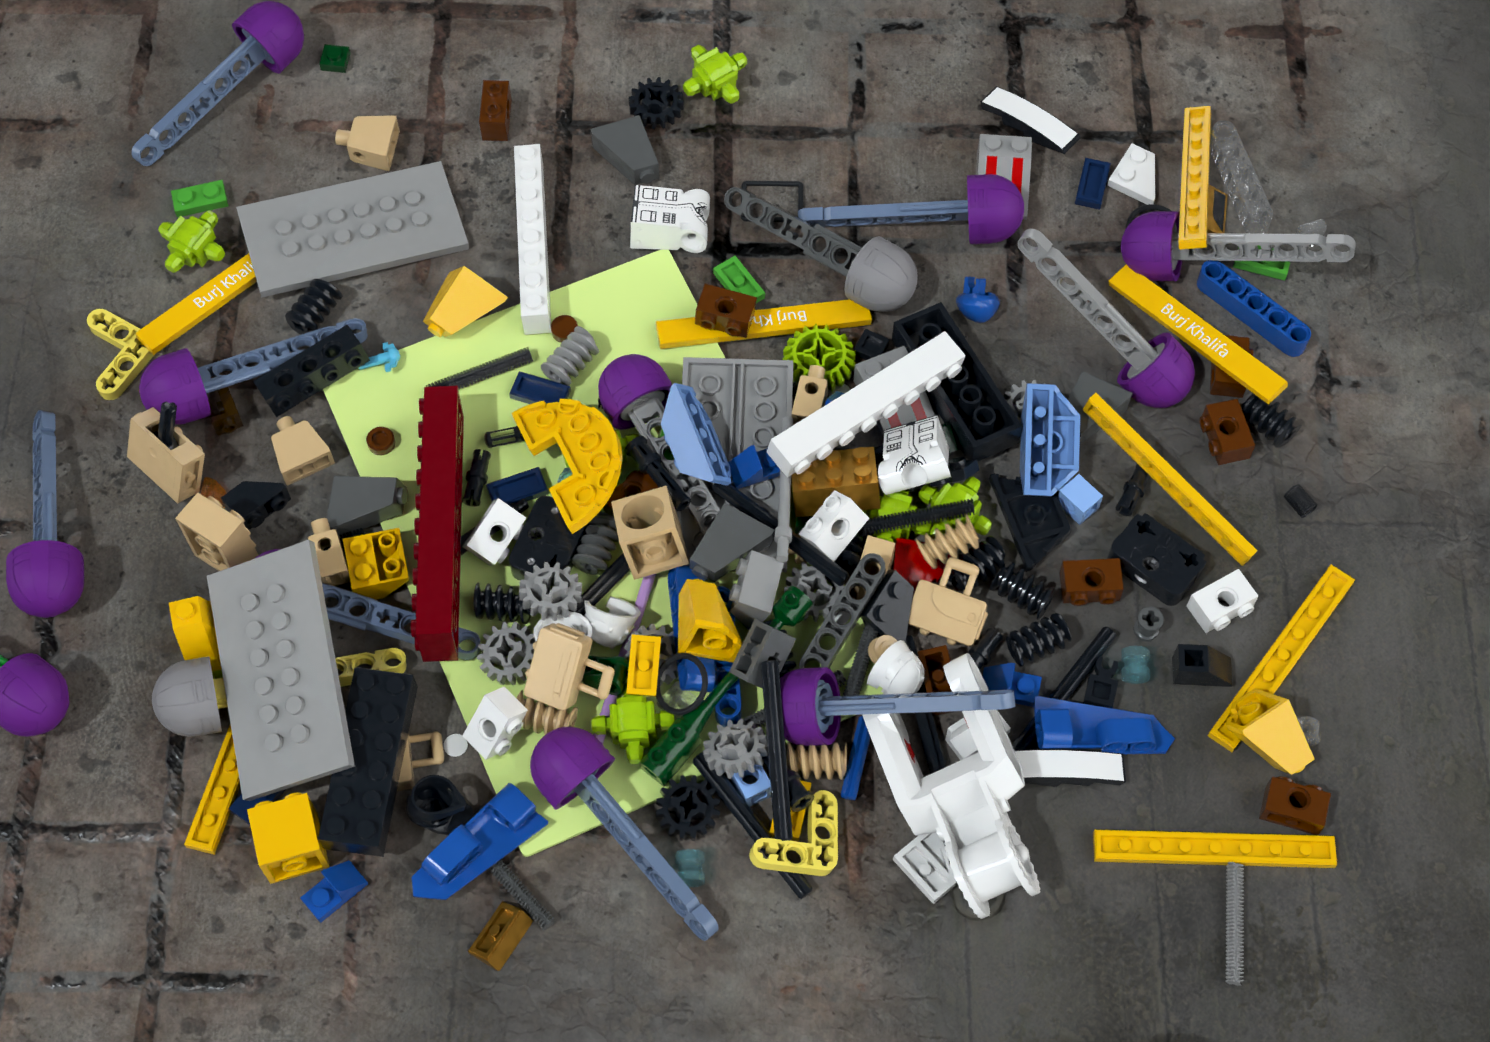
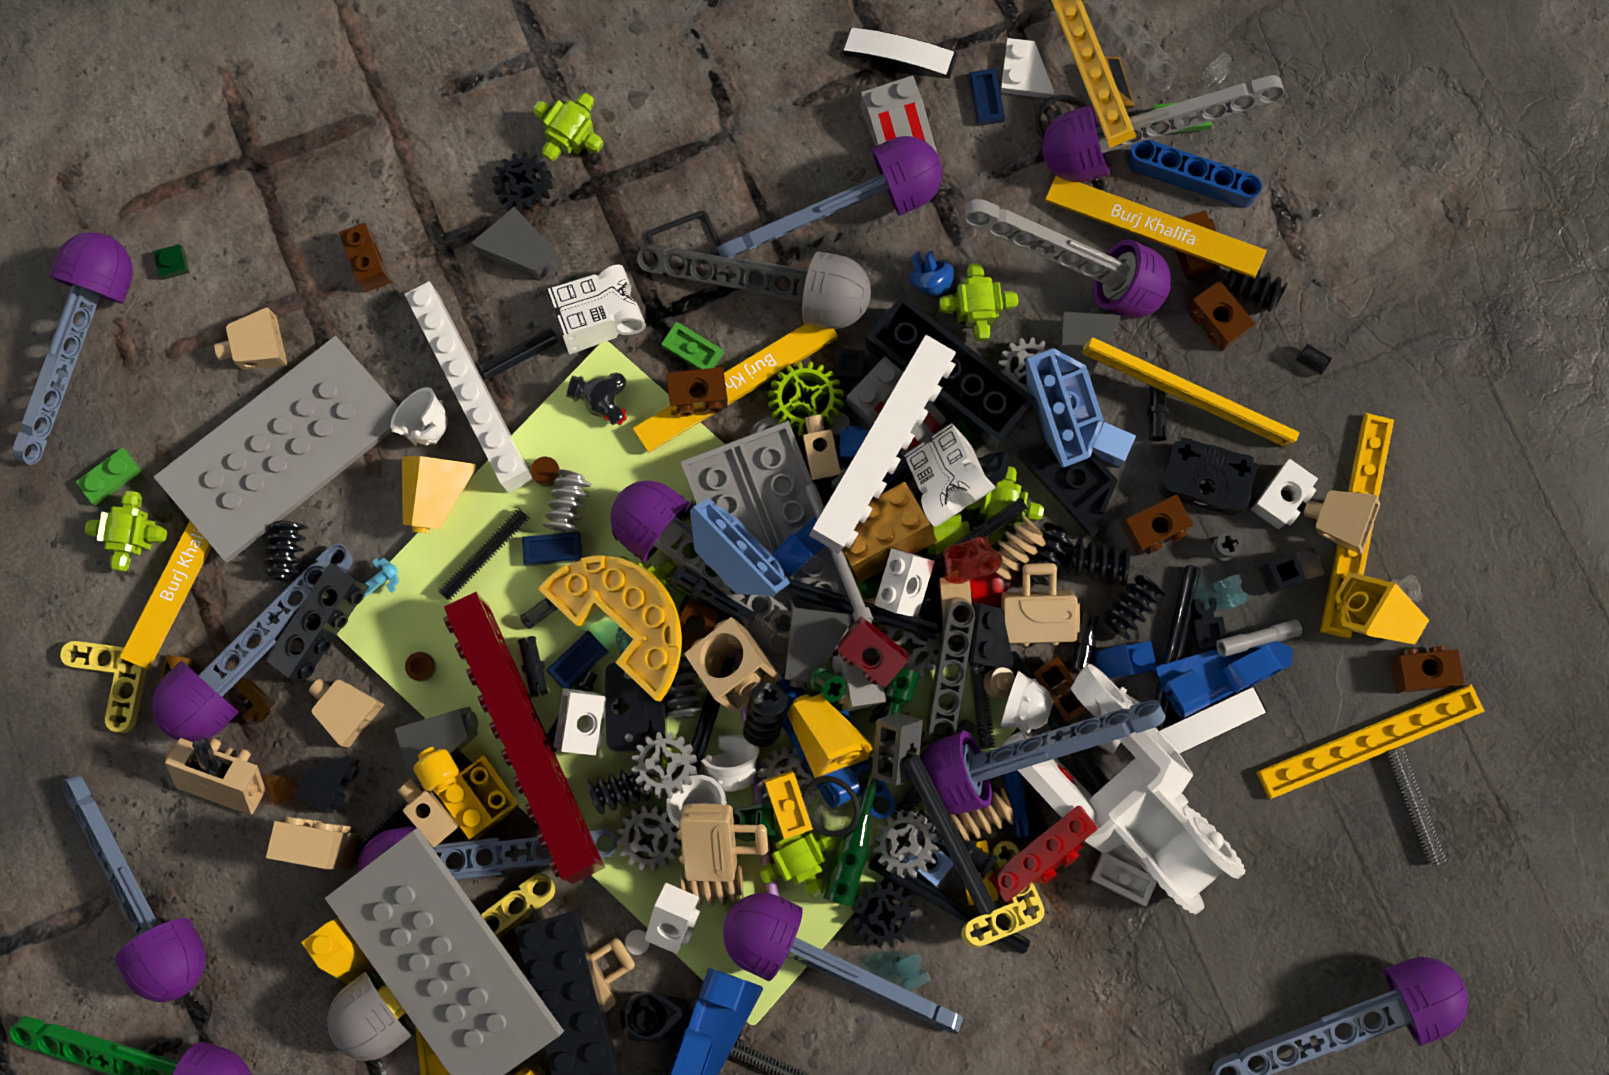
camera: 20 degrees left, 15 degrees up
(352, 517) = (436, 770): none -> yellow head
(480, 248) = (420, 417): none -> white helmet
(588, 232) = (519, 353): none -> black axle
(640, 285) = (599, 395): none -> black animal
(659, 585) = (765, 714): none -> black piece
(730, 580) = (830, 686): none -> dark green bush
(790, 570) = (864, 636): none -> dark red brick
(860, 810) = (1045, 854): none -> red bracket
(901, 529) = (967, 560): none -> clear red piece
(1009, 337) = (978, 302): none -> lime piece
(1127, 708) = (1243, 642): none -> light grey piece
(1271, 640) = (1345, 518): none -> tan torso

